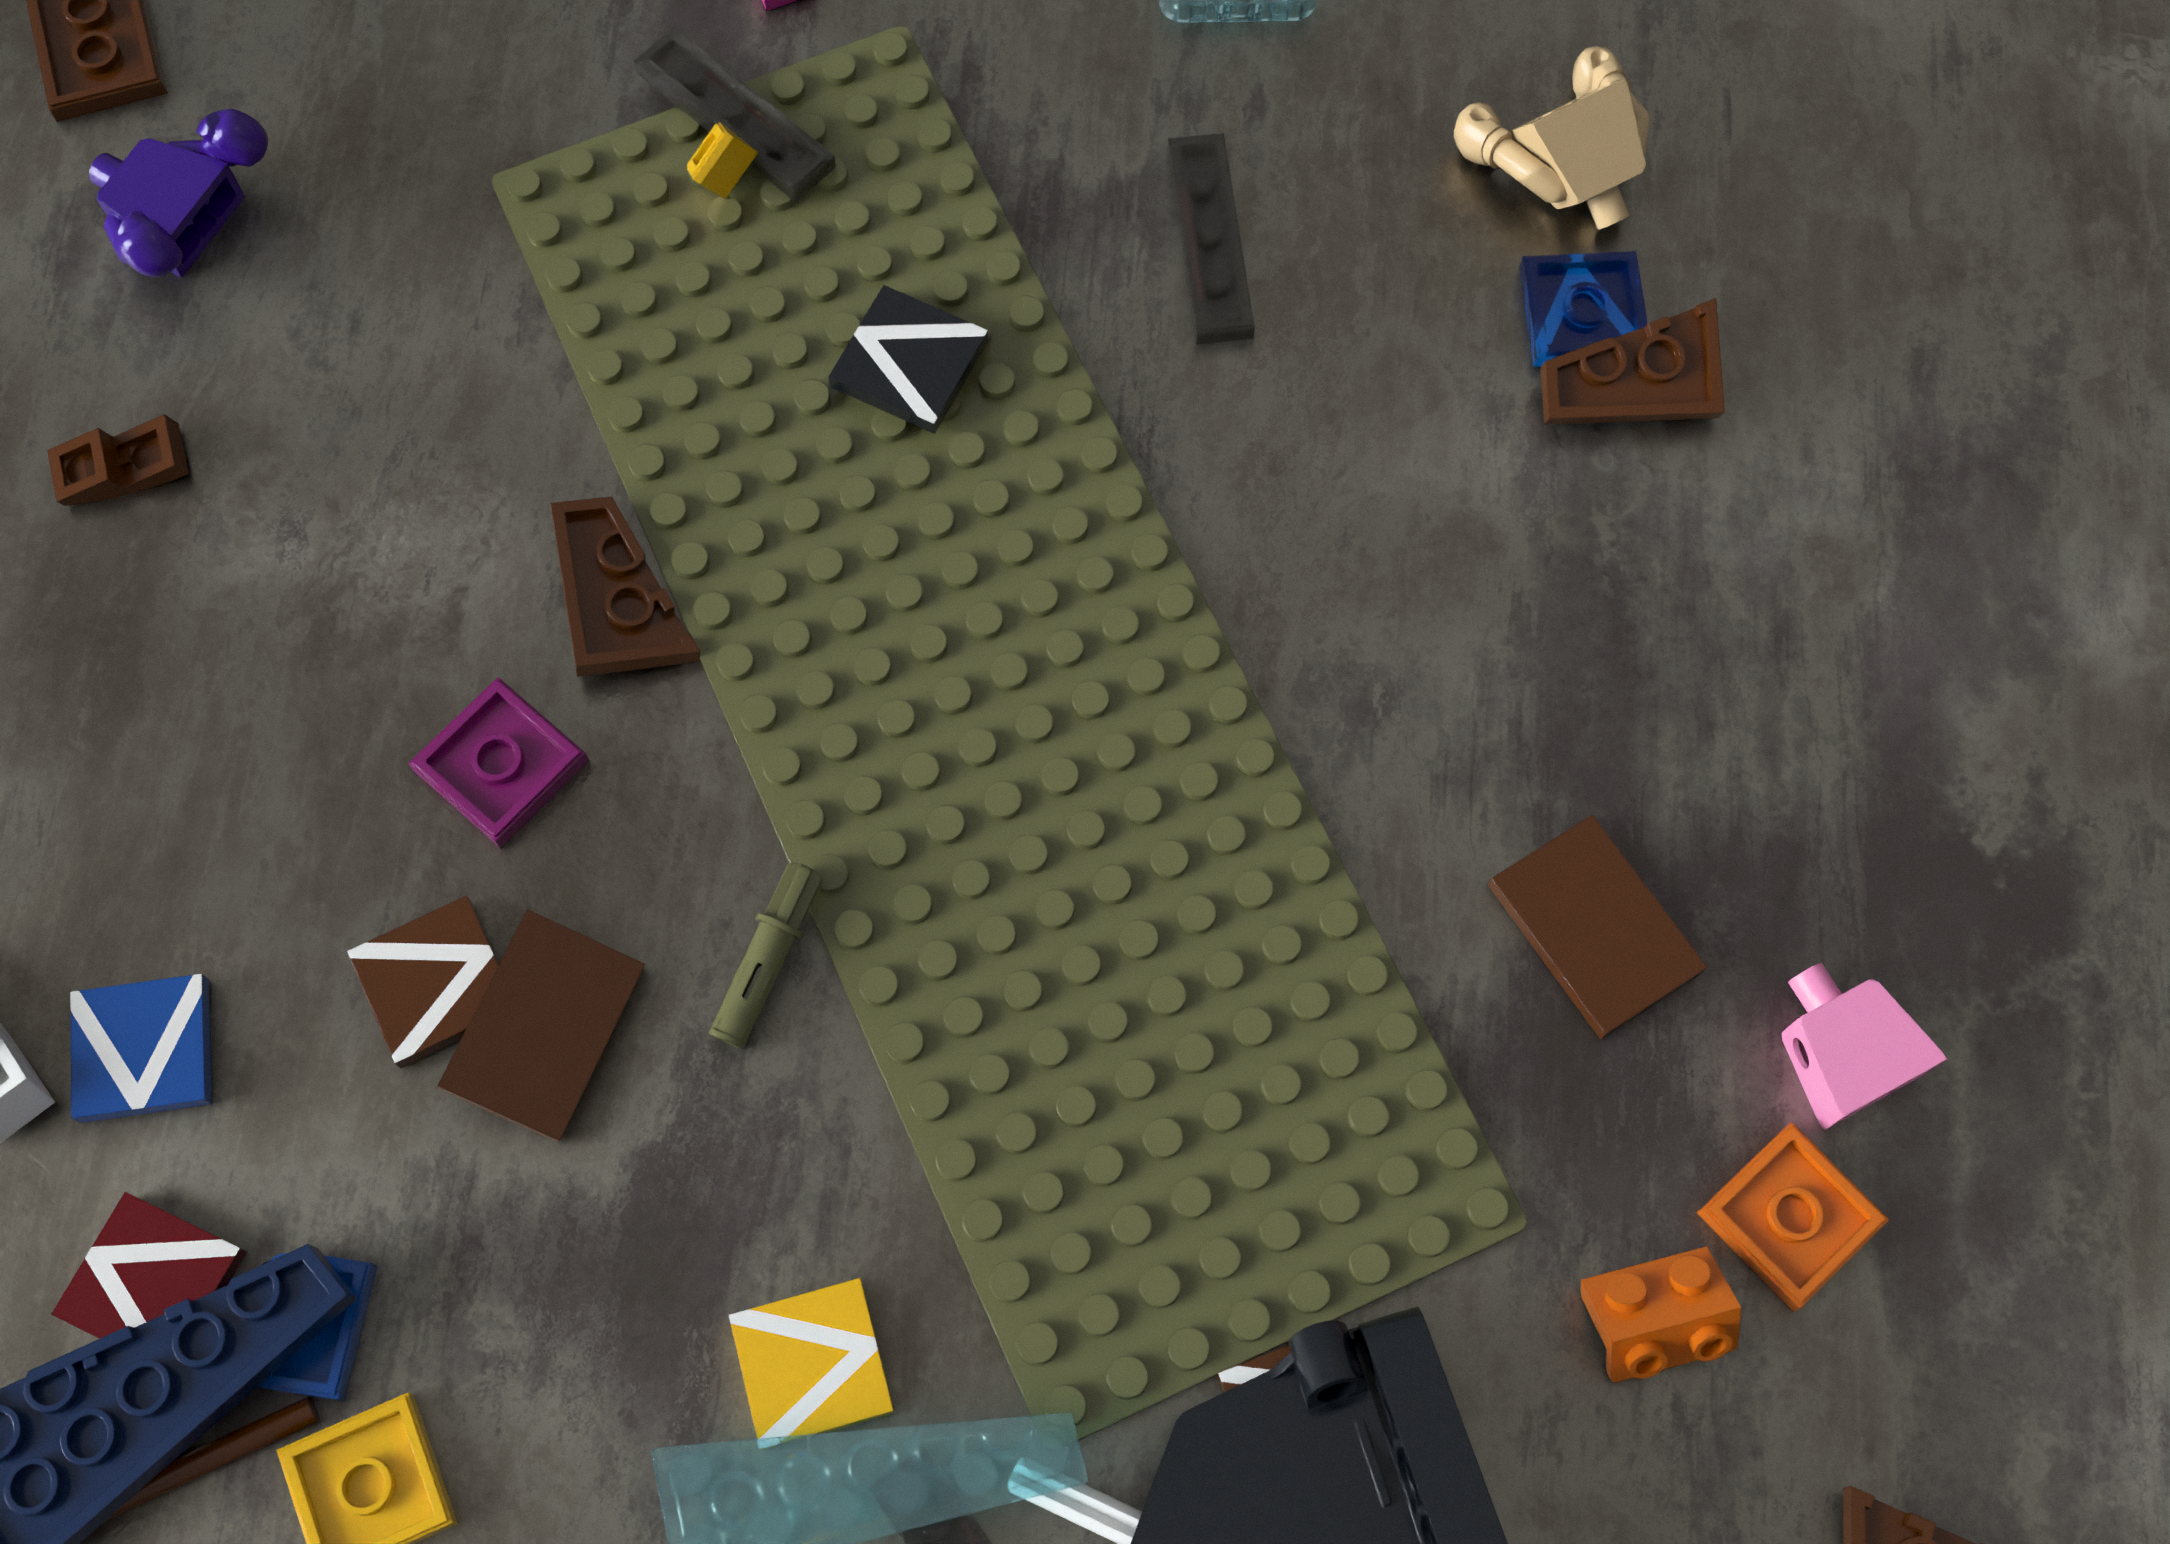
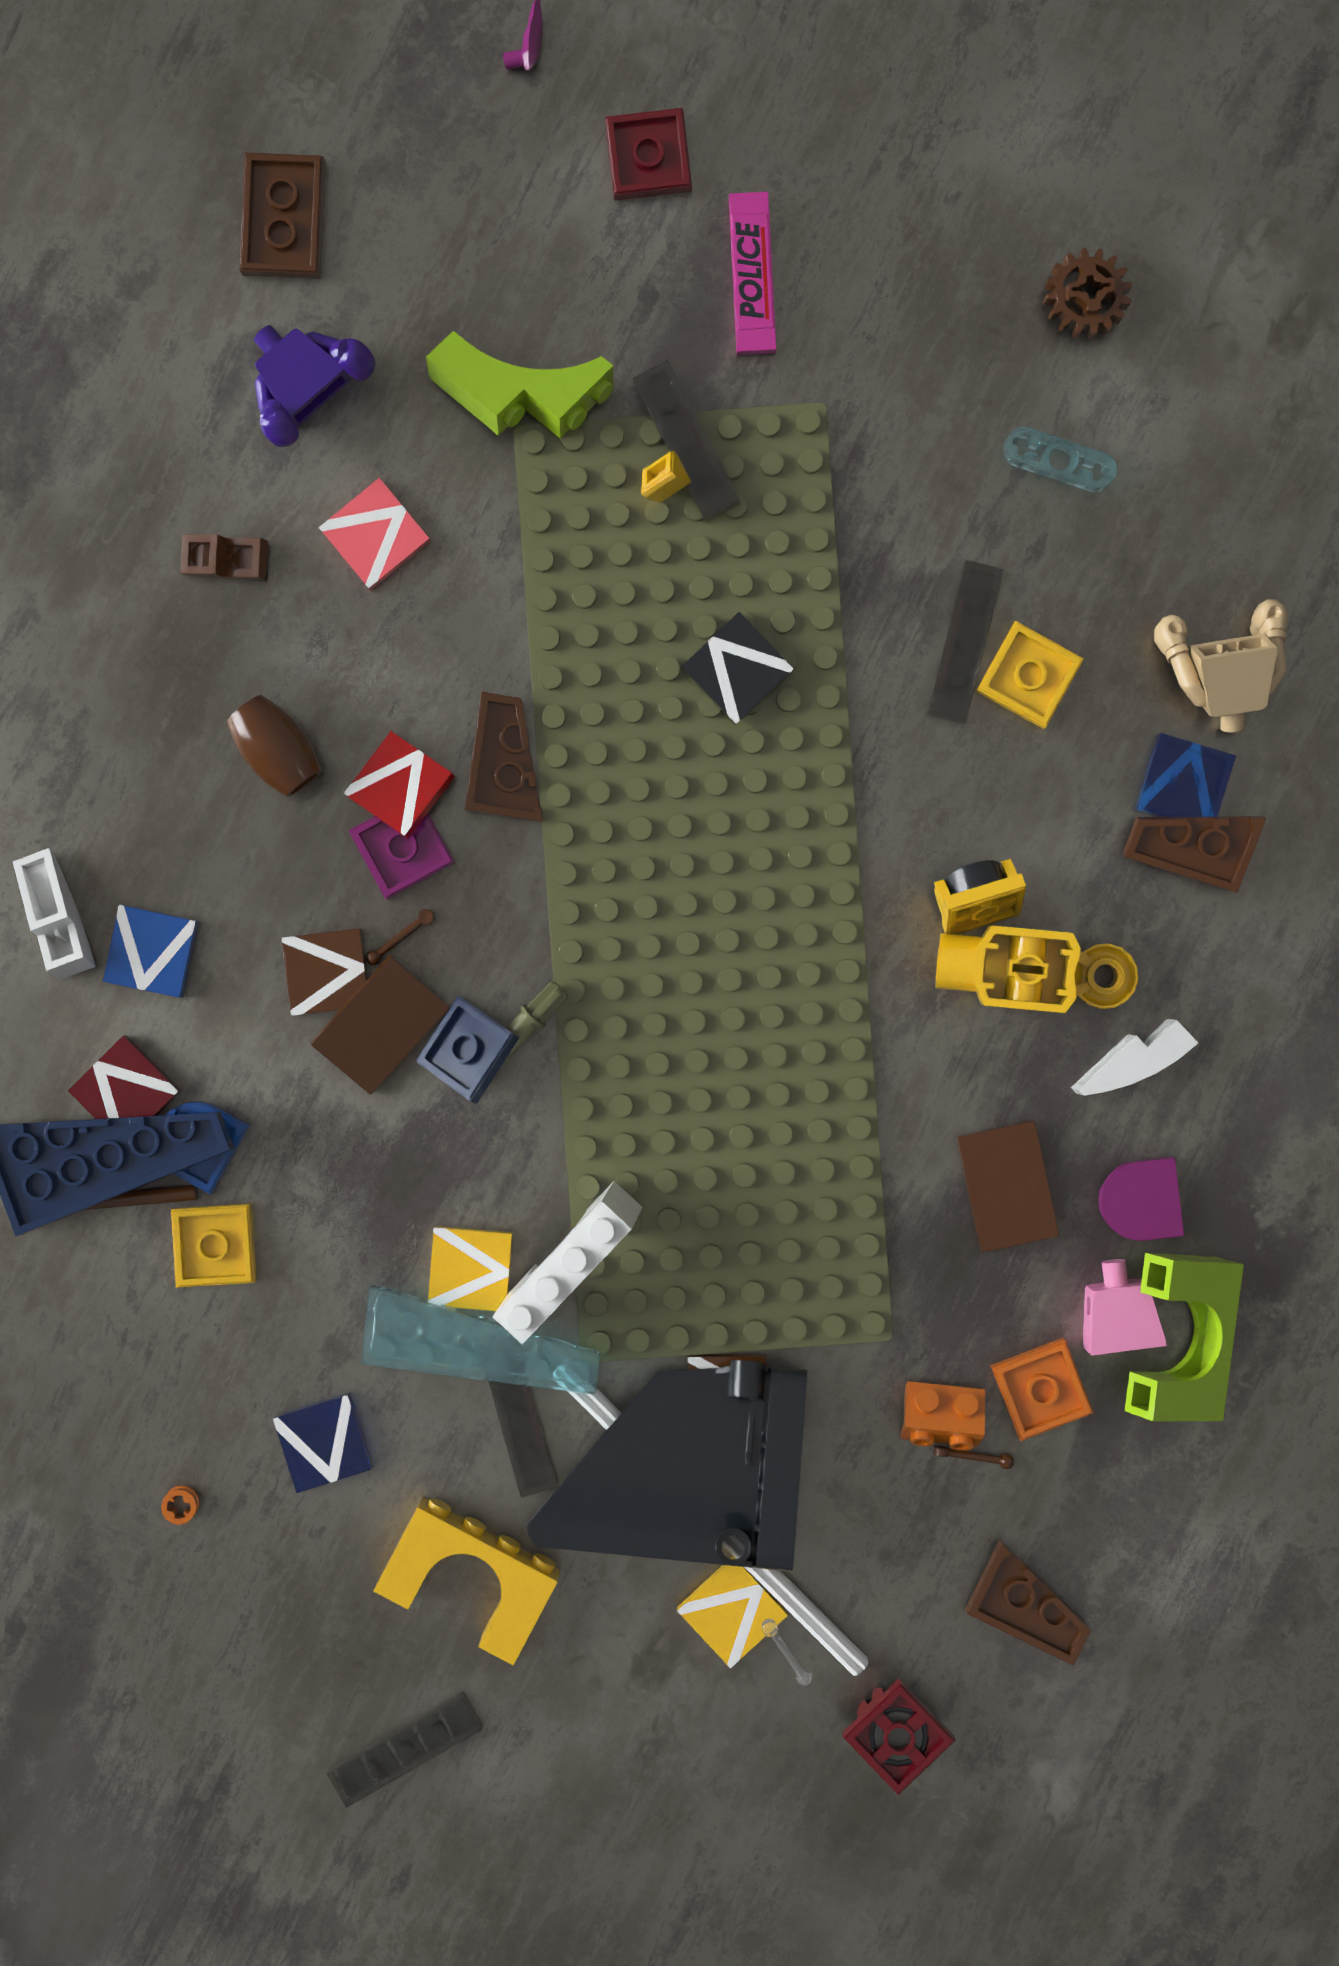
camera: 25 degrees right, 20 degrees up
(258, 675) = (274, 745): none -> reddish brown piece
(333, 365) = (375, 534): none -> coral tile
(462, 129) = (502, 391): none -> lime arch
(467, 671) = (399, 785): none -> red tile
(566, 852) = (424, 917): none -> reddish brown hinge
(692, 1011) = (467, 1049): none -> dark blue tile
(937, 1319) = (569, 1264): none -> white arch
(1314, 249) = (1029, 675): none -> yellow tile
(1374, 530) = (979, 895): none -> yellow piece
(1490, 598) = (1033, 969): none -> yellow brick
(1697, 674) = (1136, 1060): none -> white slope
(1791, 1353) = (1006, 1460): none -> reddish brown hinge
(1803, 874) = (1143, 1200): none -> magenta tile
(1969, 959) = (1200, 1381): none -> lime arch

